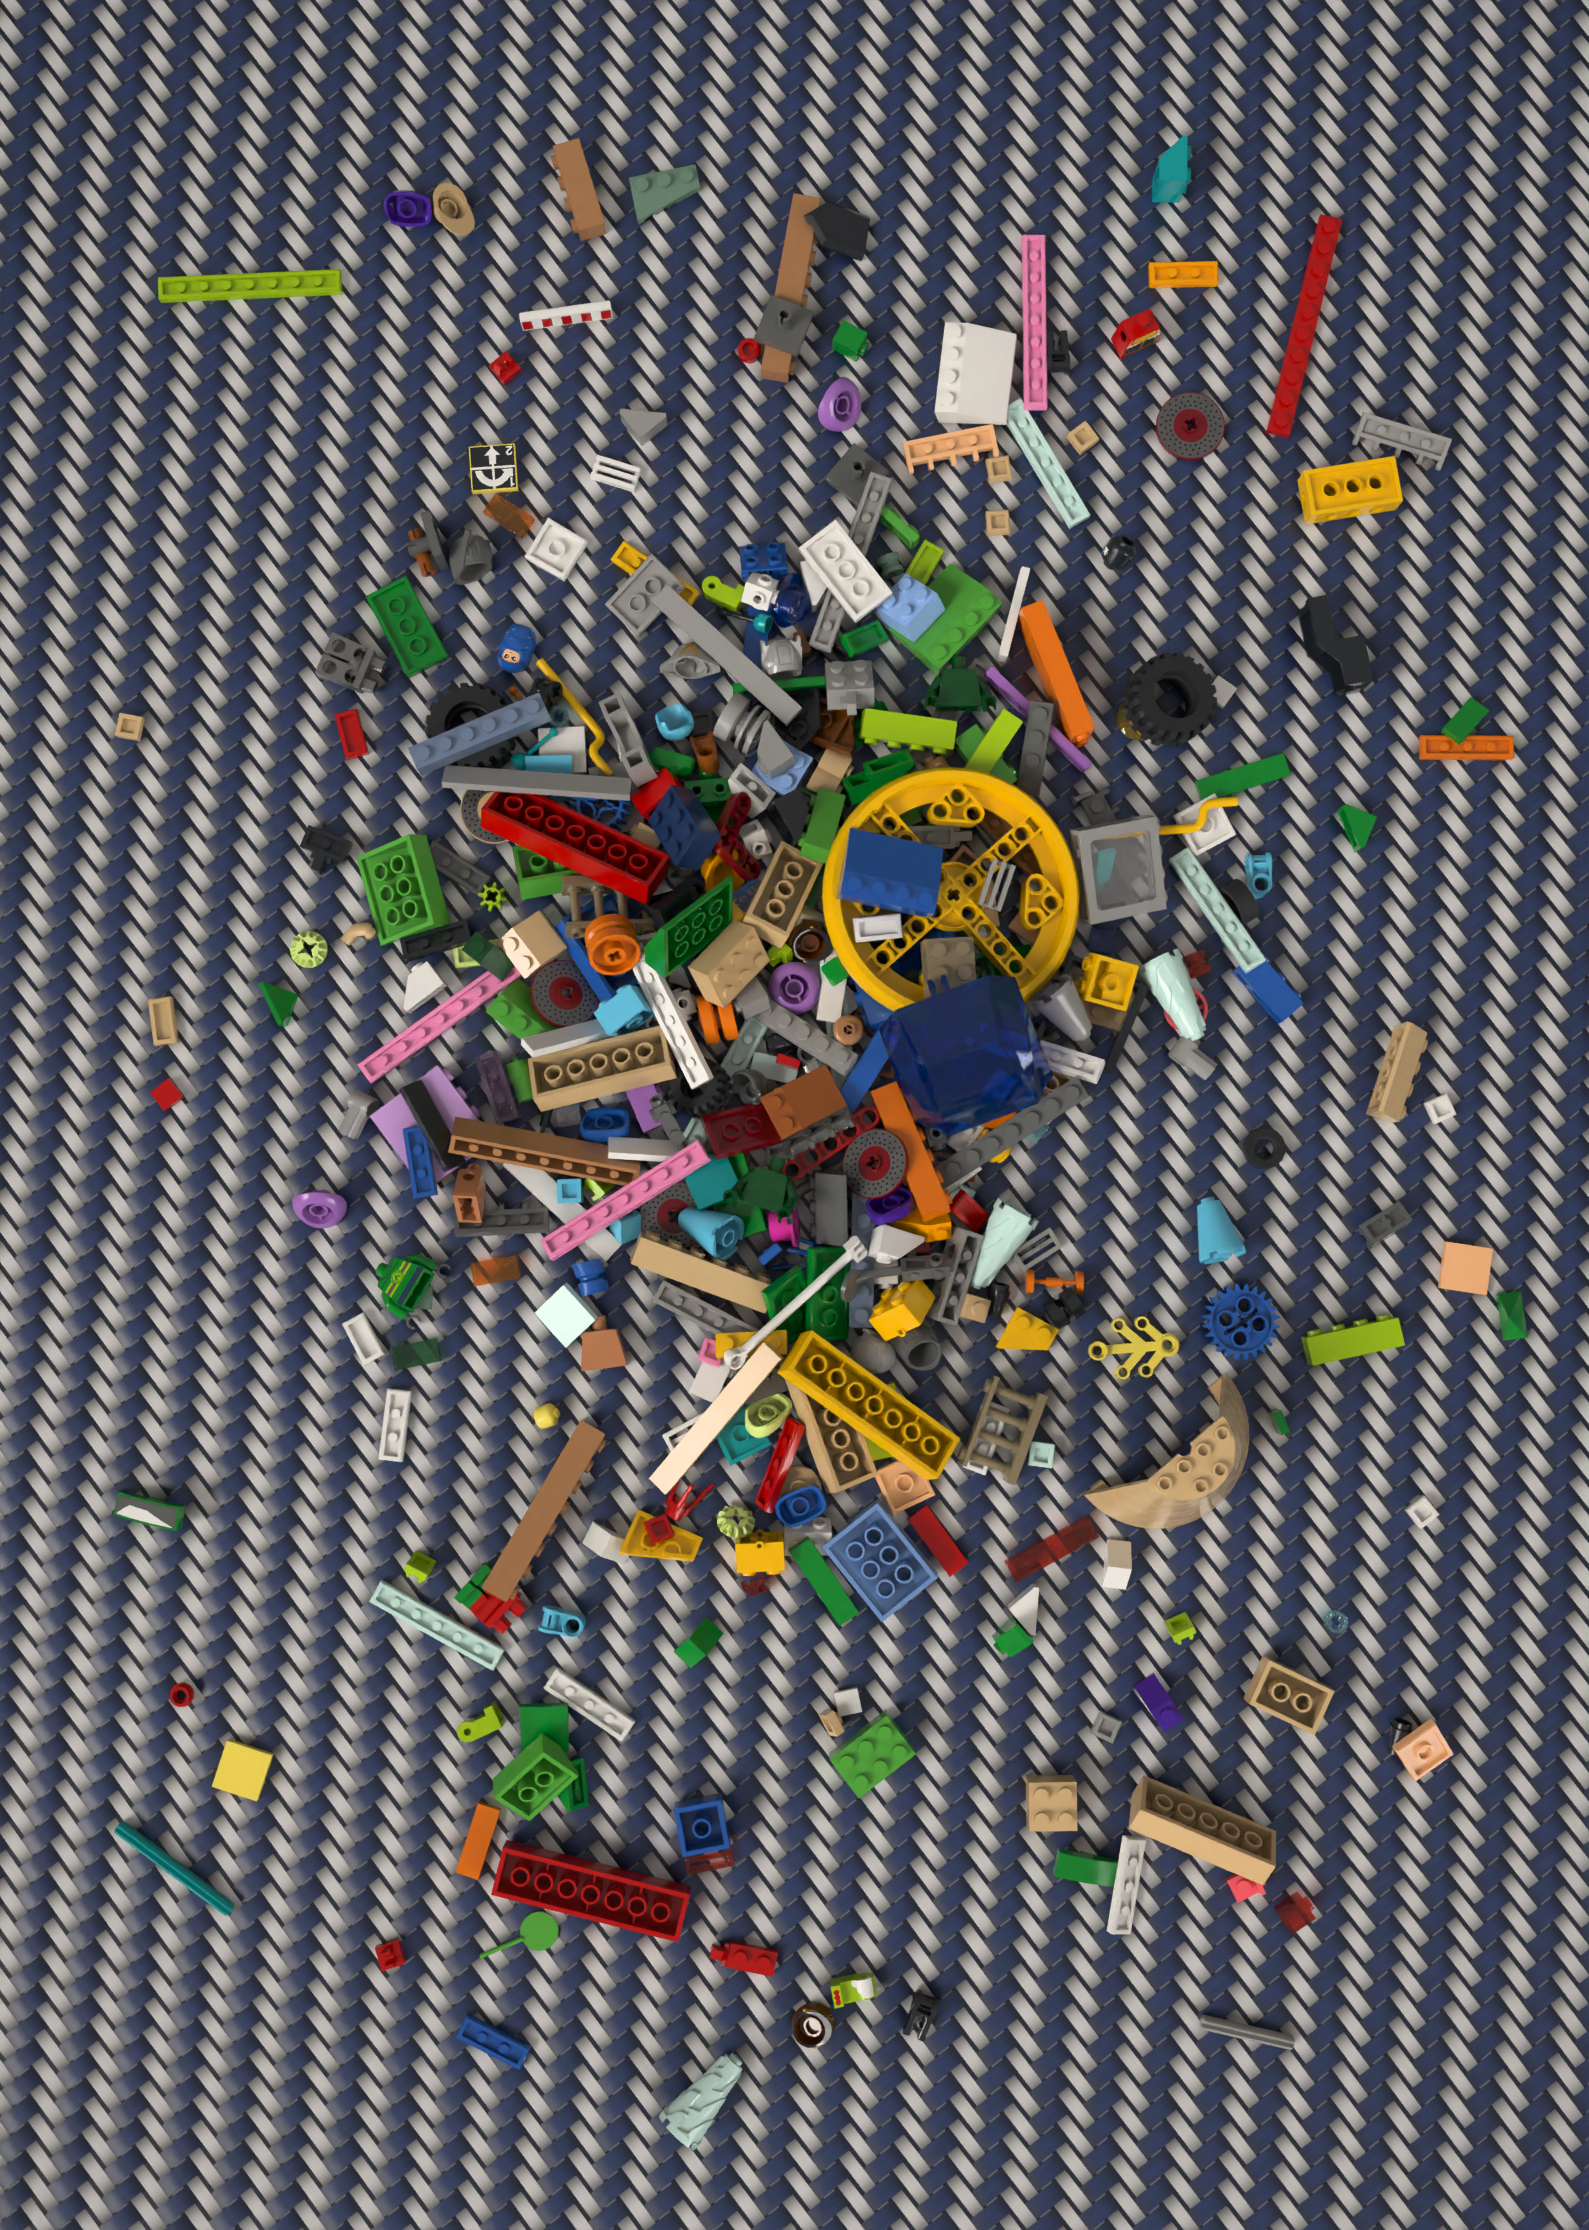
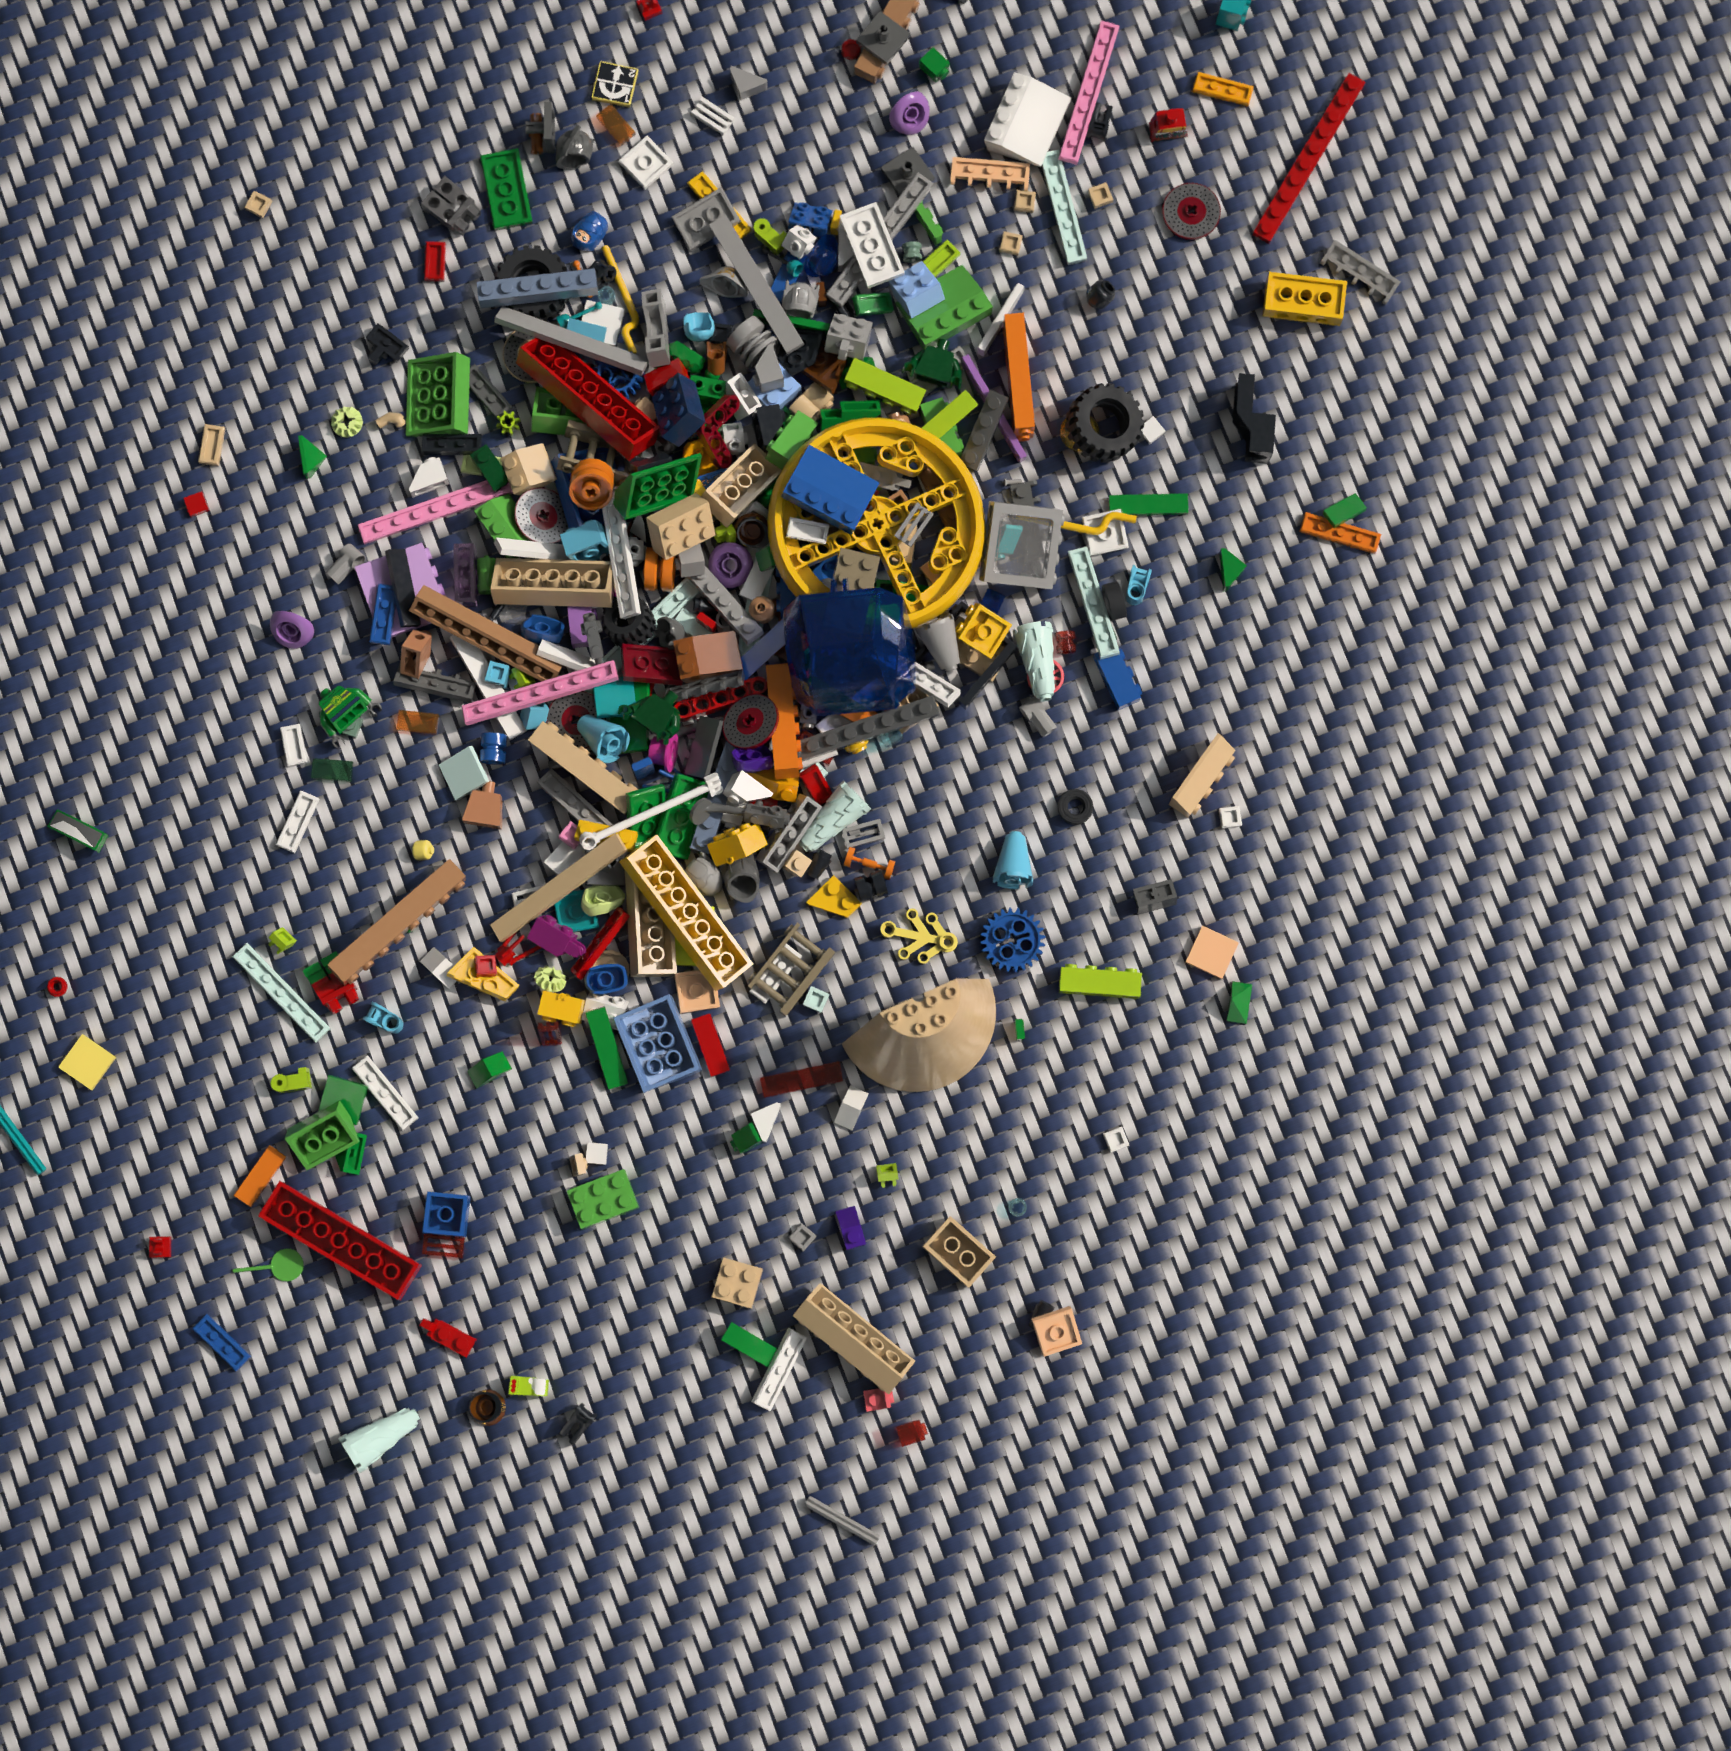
camera: 15 degrees right, 5 degrees down
(729, 1474) = (555, 938): none -> magenta hinge
(793, 556) = (835, 223): none -> yellow tile

